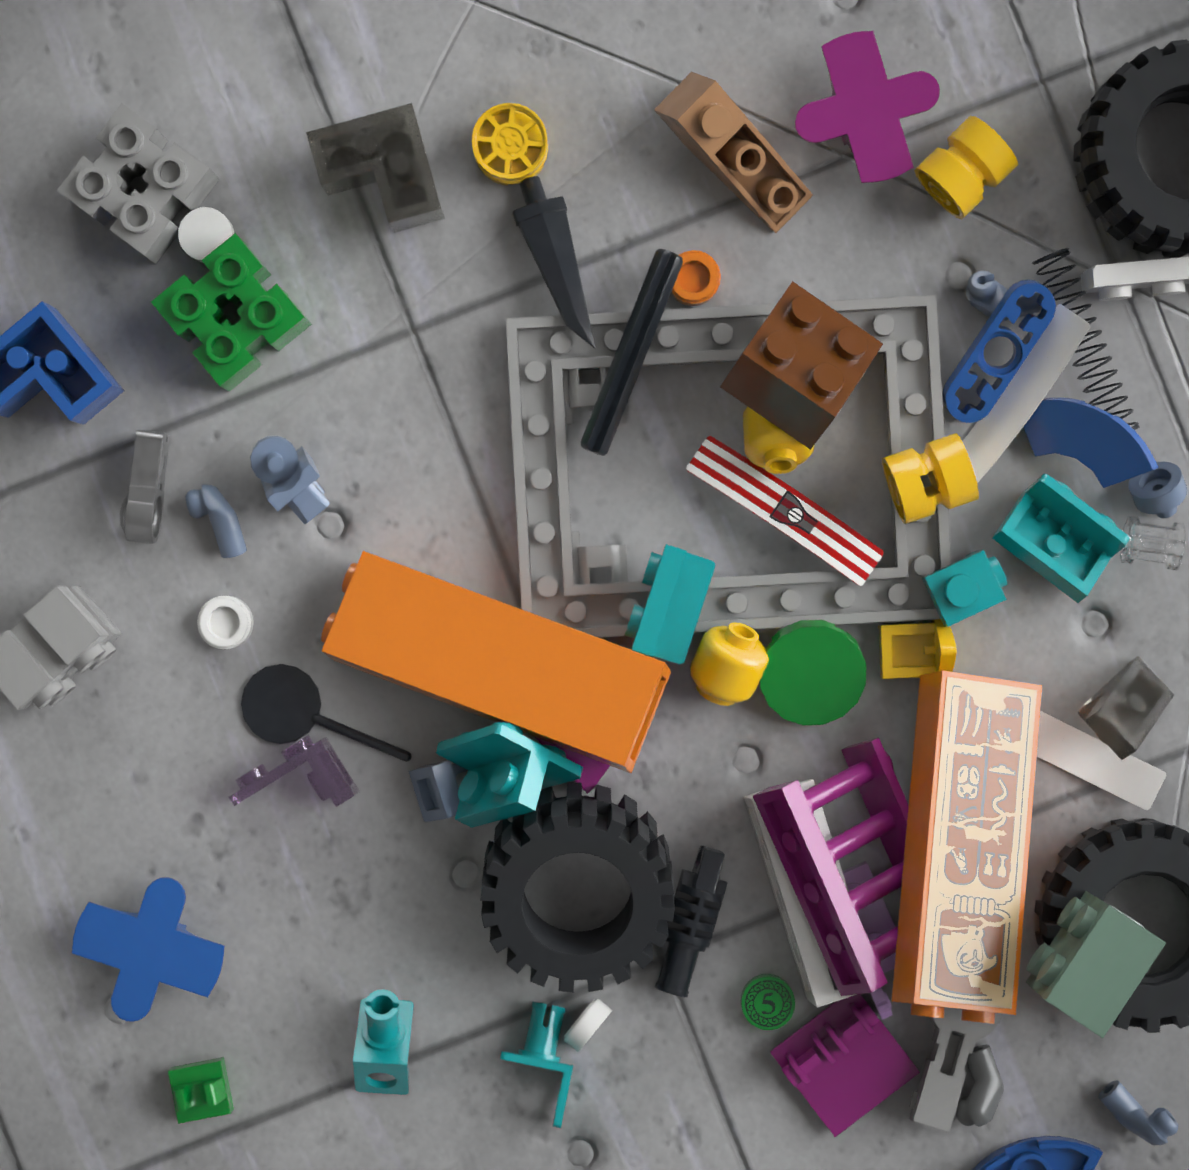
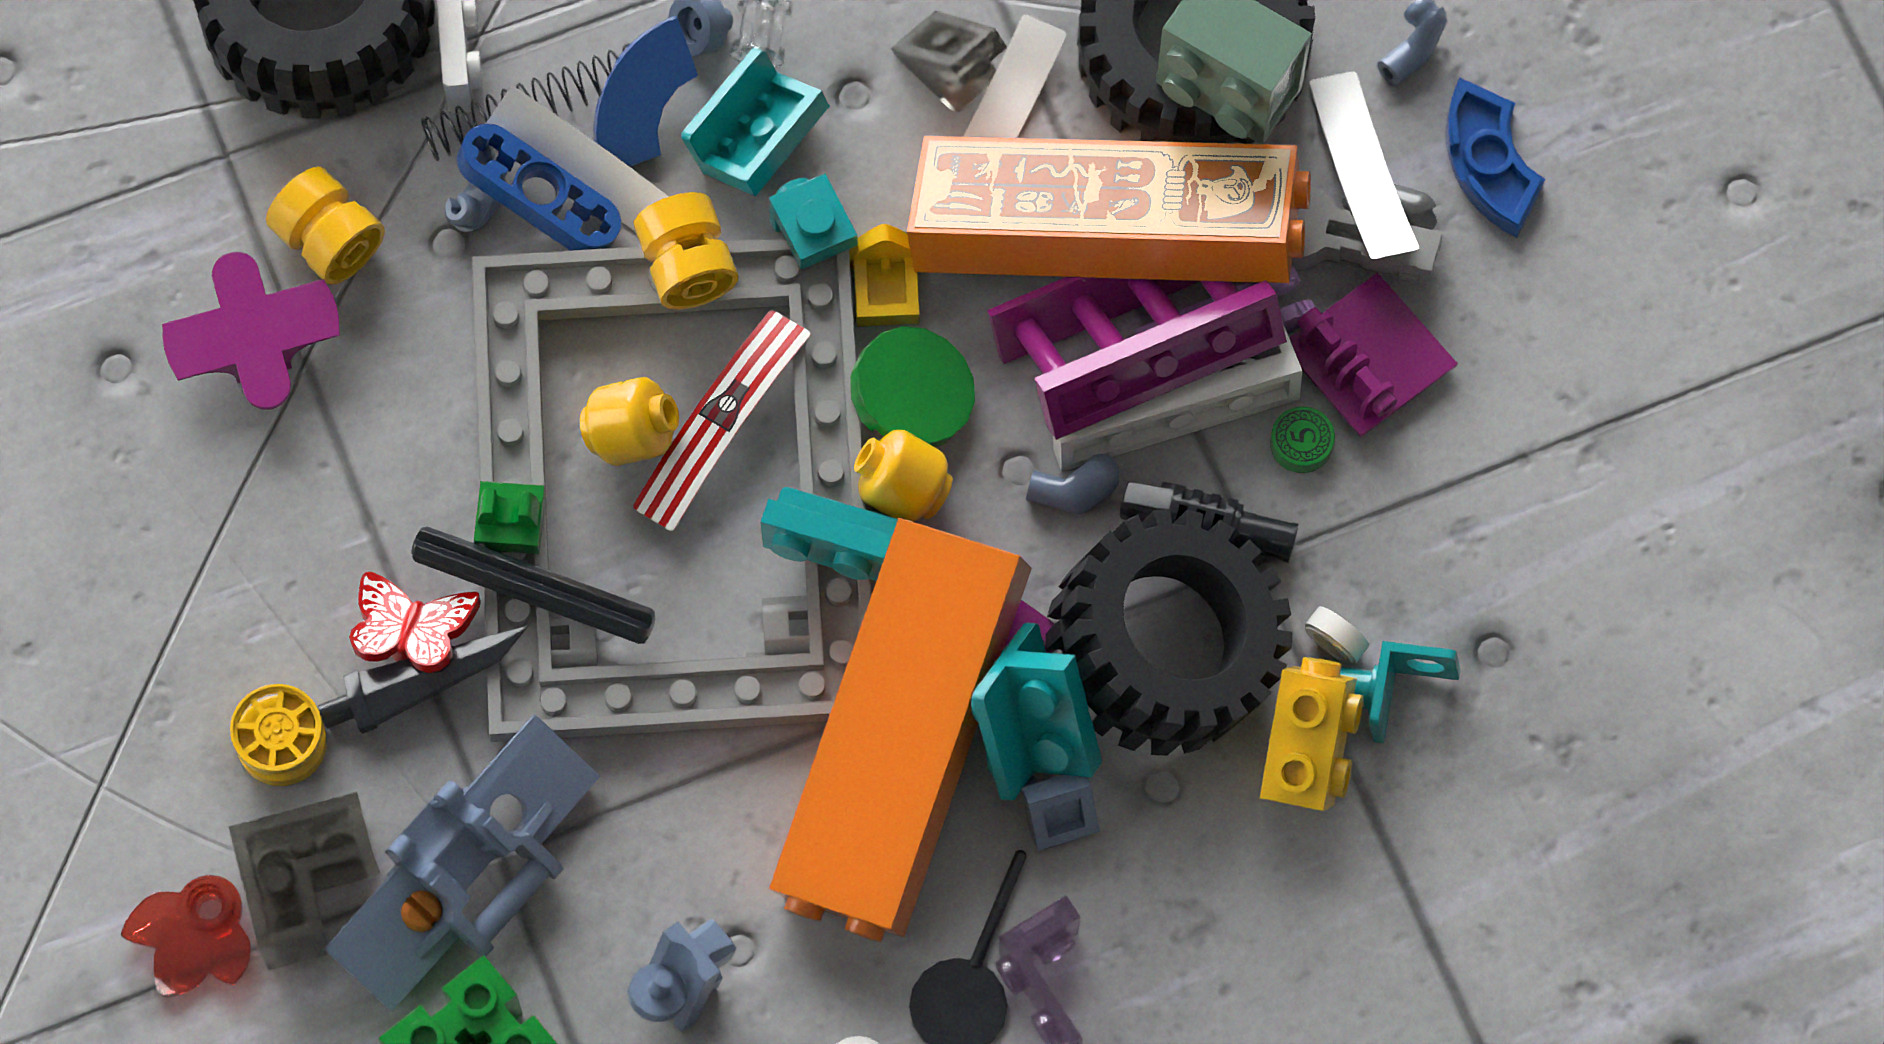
camera: 90 degrees left, 20 degrees down
(338, 76) = (189, 944): none -> clear red plate
(383, 1043) = (1367, 869): teal bracket -> none
(403, 285) = (445, 850): none -> sand blue piece
(491, 1001) = (1310, 735): none -> yellow brick
(600, 249) = (409, 628): none -> animal
(693, 331) = (510, 517): none -> green tile
(697, 279) = (446, 515): orange tile -> none
(721, 811) = (1080, 489): none -> sand blue arm
(733, 149) = (291, 483): medium nougat slope -> none
(801, 365) = (553, 382): reddish brown piece -> none
(1012, 1066) = (1362, 166): none -> white sticker

